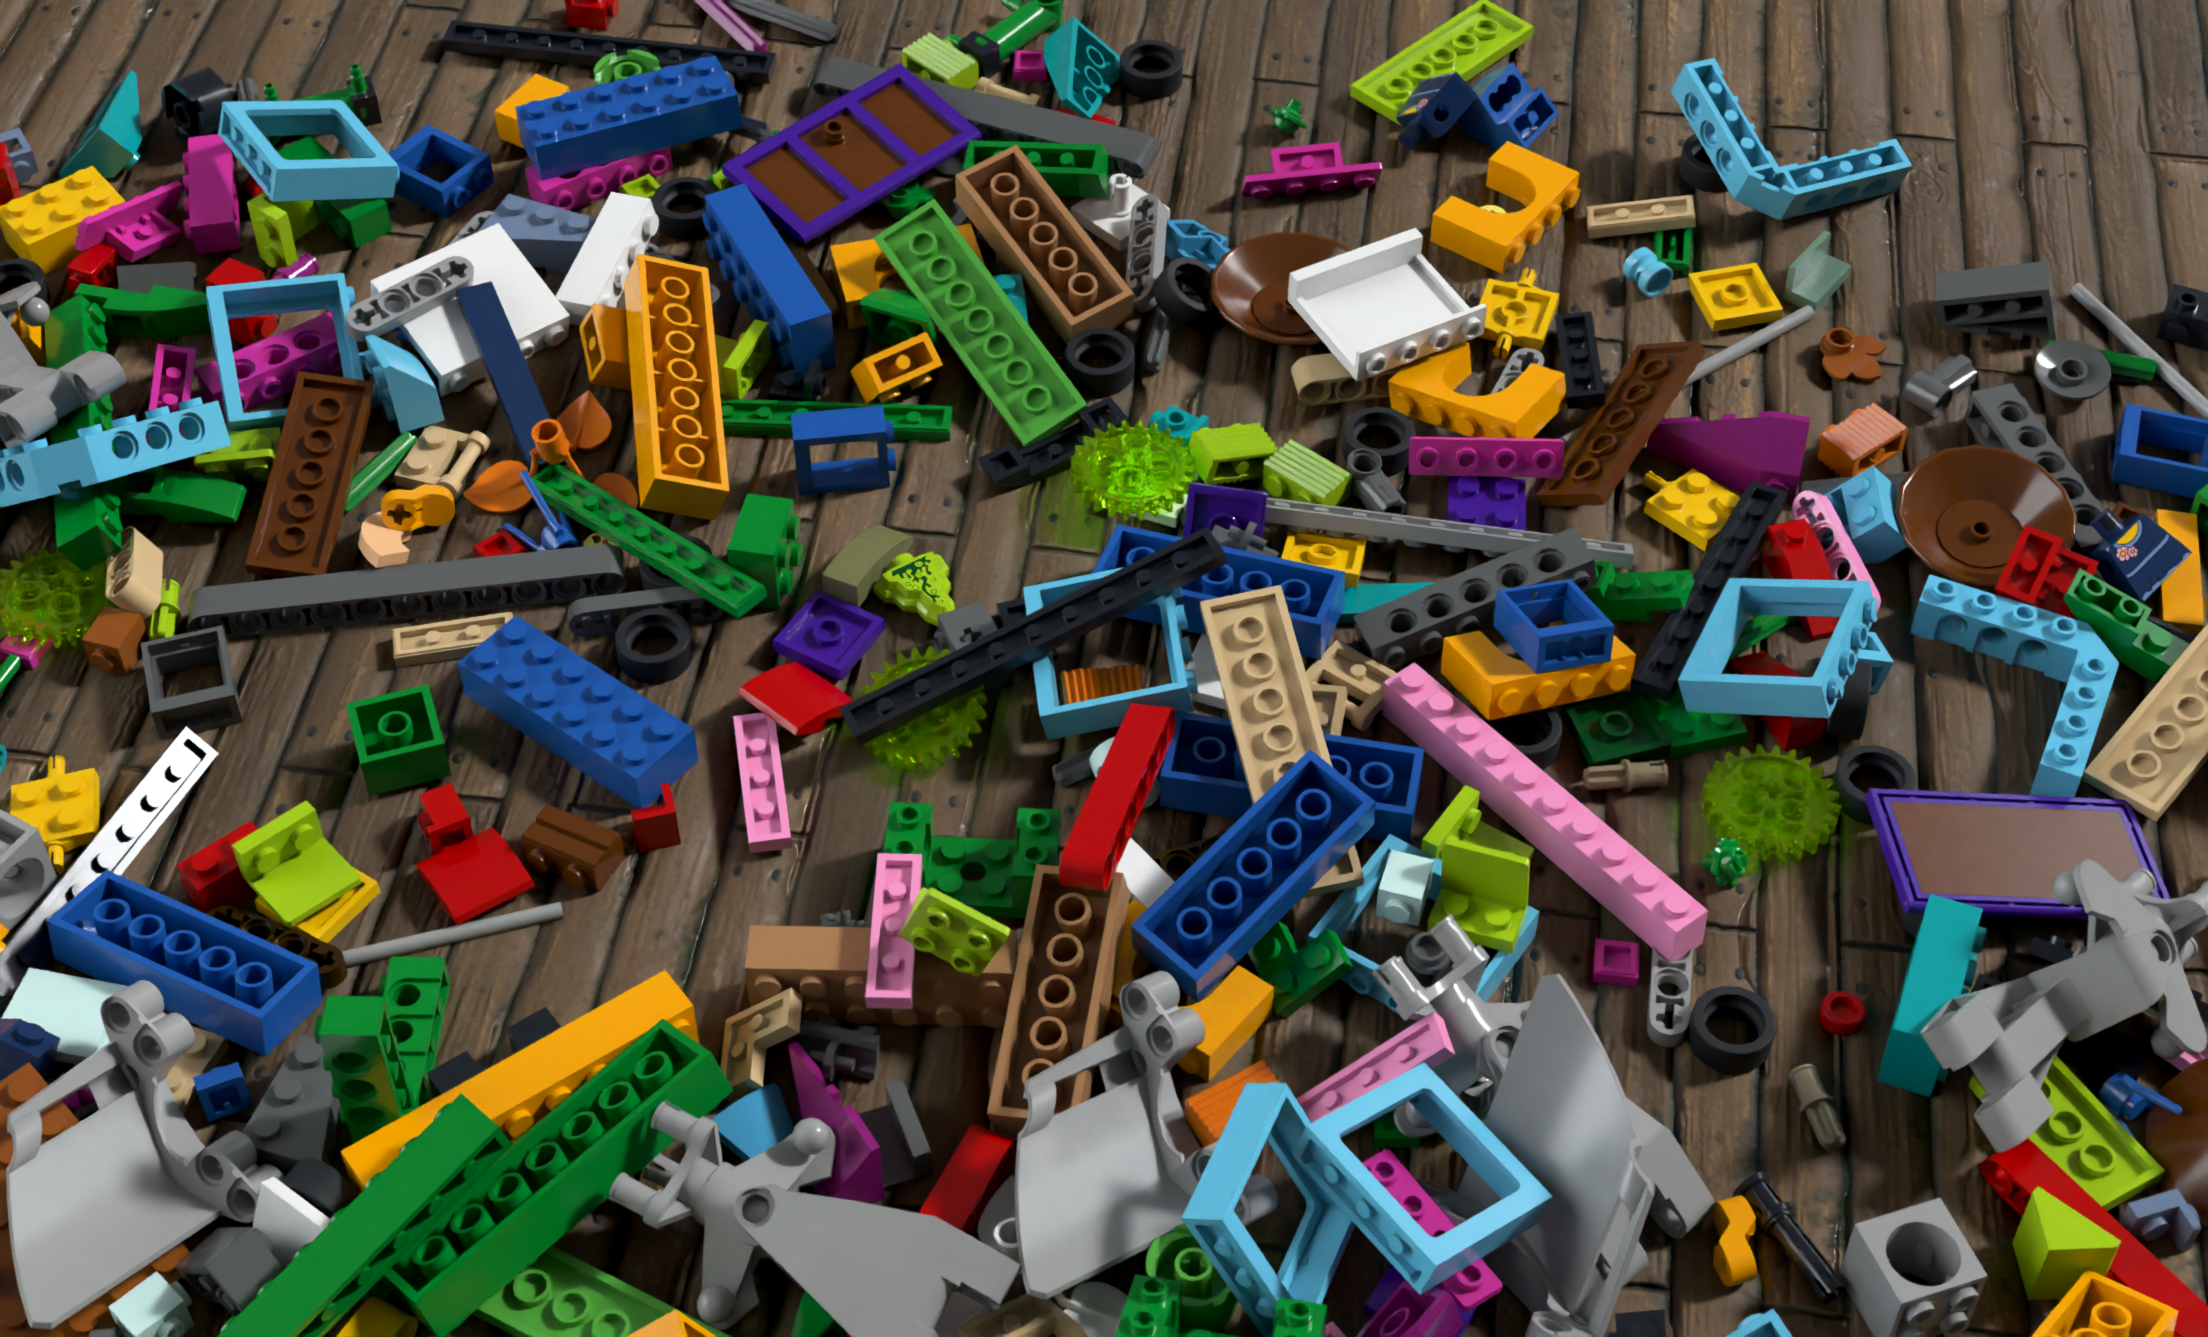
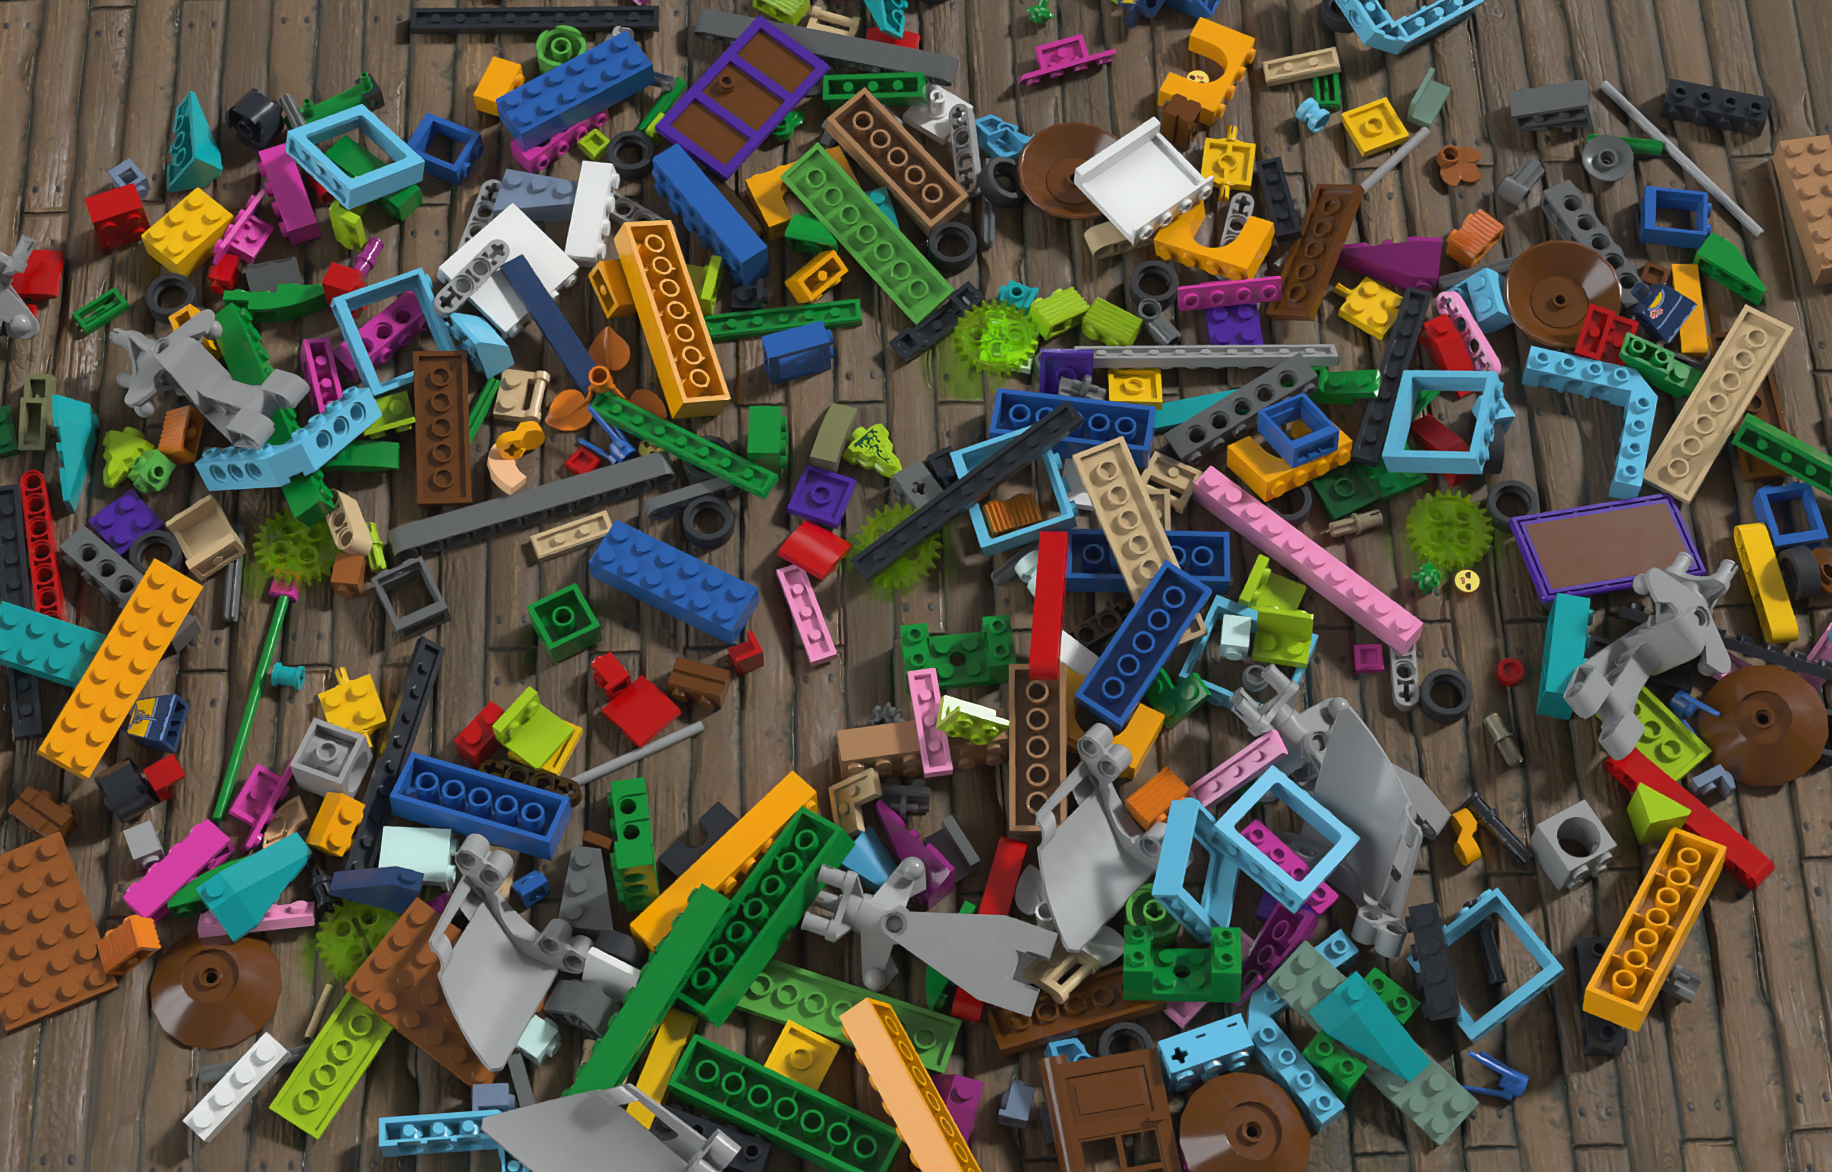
camera: 10 degrees left, 15 degrees up
(1457, 249) = (1180, 121): none -> reddish brown brick
(1788, 879) = (1466, 582): none -> tile

